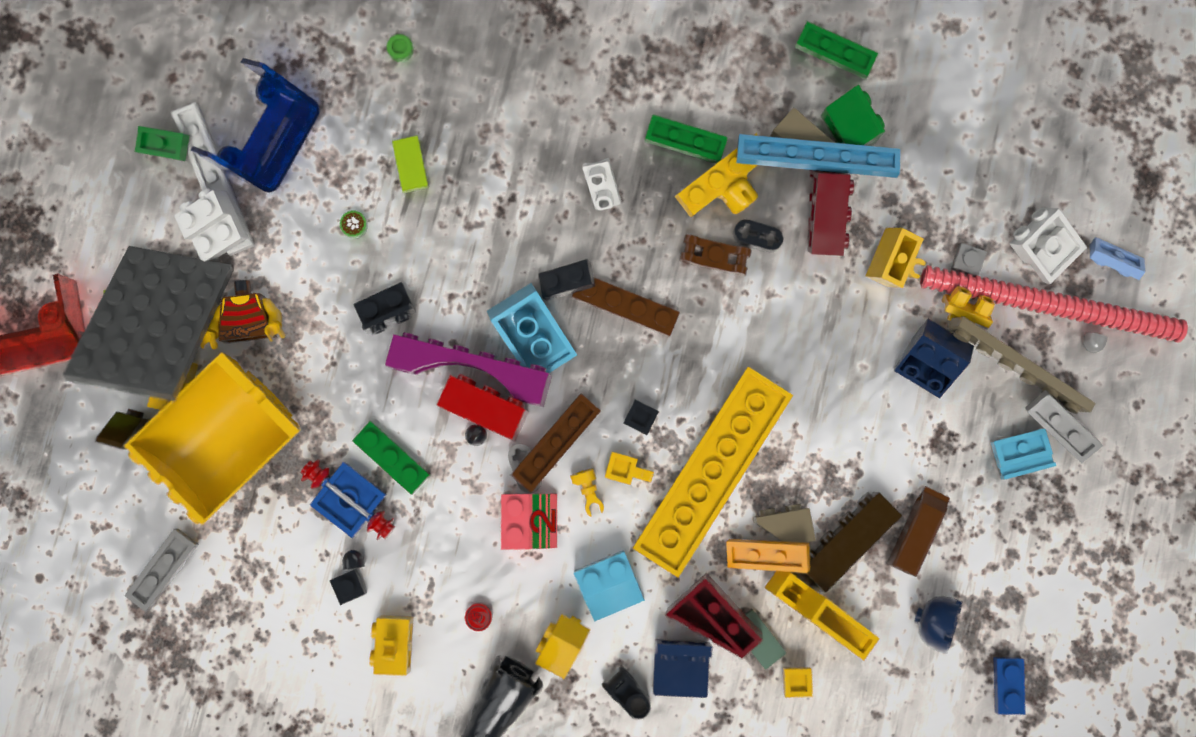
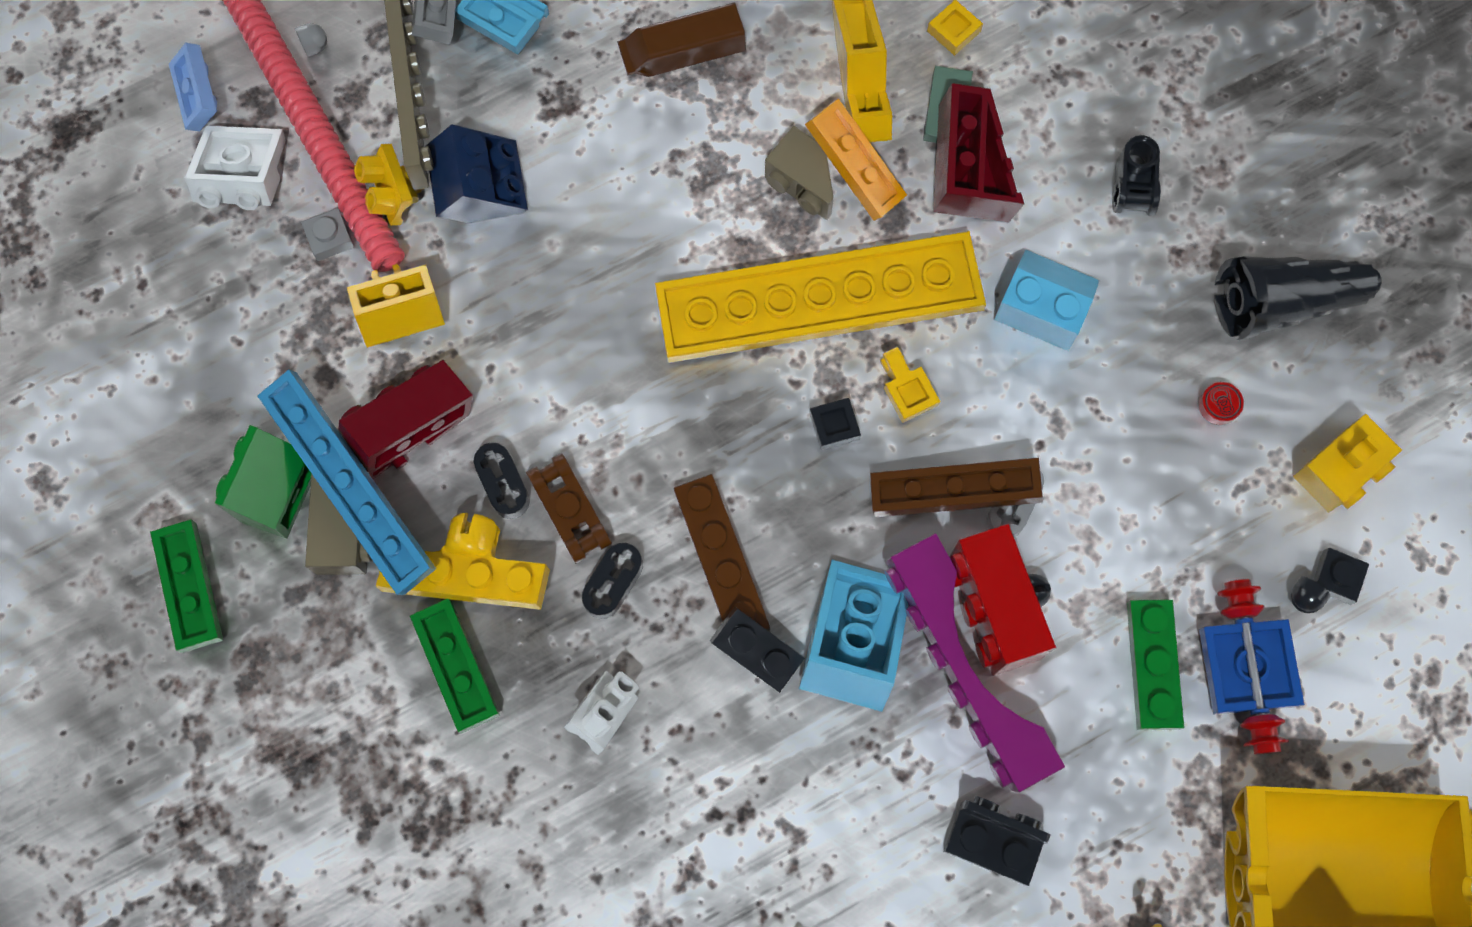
camera: 130 degrees left, 10 degrees down
(528, 521) = (1071, 440): coral slope -> none
(561, 645) = (1161, 280): yellow brick -> none
(585, 479) = (963, 422): yellow piece -> none
(667, 243) = (604, 575): none -> black beam
(681, 668) = (1054, 151): dark blue bracket -> none
(851, 539) = (754, 97): dark brown brick -> none

